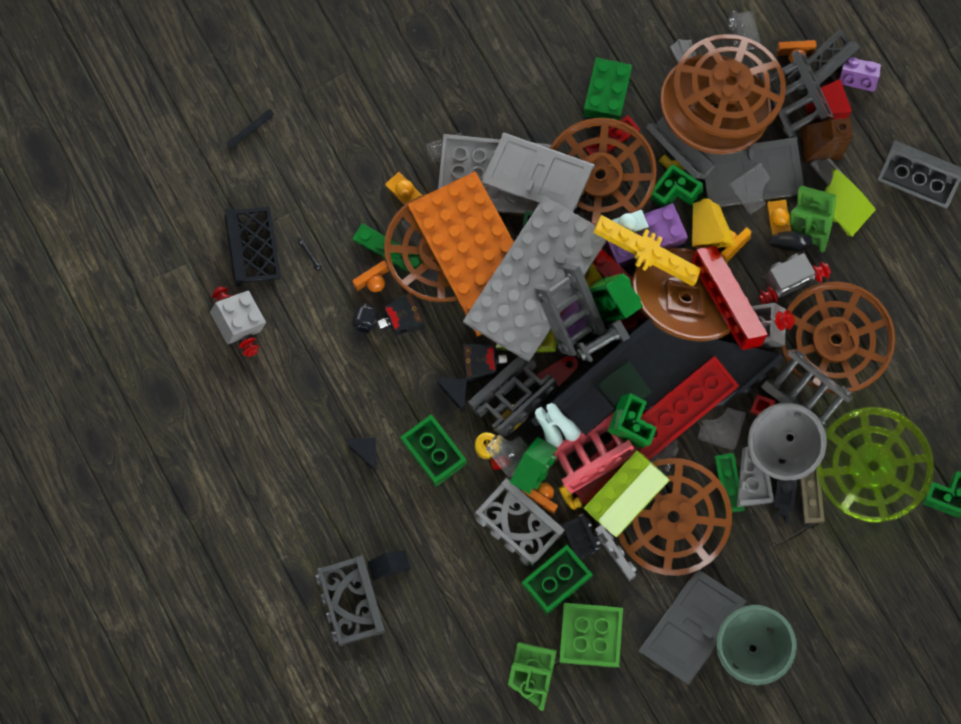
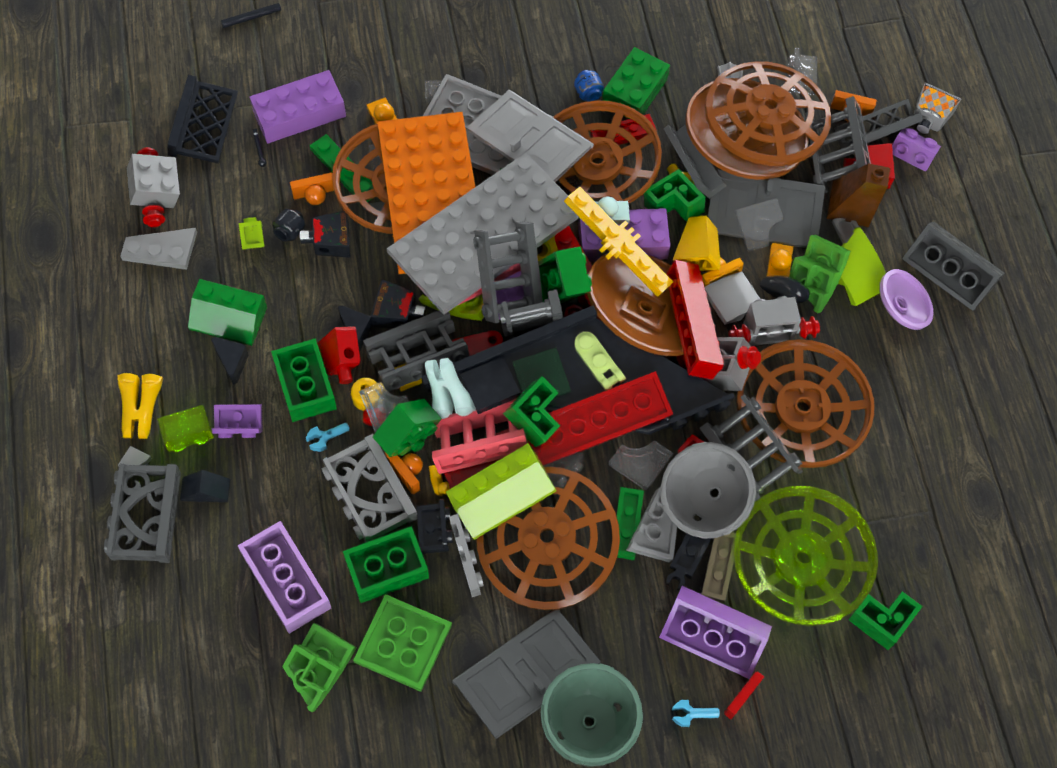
camera: 15 degrees right, 10 degrees down
(266, 373) = (161, 249): none -> light grey wing
(312, 500) = (129, 389): none -> yellow piece
(323, 559) = (135, 457): none -> light grey tile
(329, 206) = (298, 106): none -> medium lavender brick
(337, 335) = (251, 234): none -> lime bracket
(345, 412) = (226, 312): none -> green slope
(354, 522) = (185, 428): none -> clear neon green brick
(393, 501) = (237, 419): none -> medium lavender bracket
(455, 418) = (340, 352): none -> red torso
(468, 488) = (324, 436): none -> medium azure bar
(482, 615) = (284, 577): none -> lavender brick
(567, 103) = (589, 85): none -> blue head
(665, 360) = (598, 360): none -> yellowish green plate
(751, 262) = (731, 297): none -> light grey slope
(825, 547) = (716, 632): none -> medium lavender slope
(827, 615) = (693, 713): none -> medium azure bar
(861, 589) = (743, 695): none -> red tile
(865, 30) = (935, 107): none -> light grey torso
(892, 220) = (906, 299): none -> lavender dish

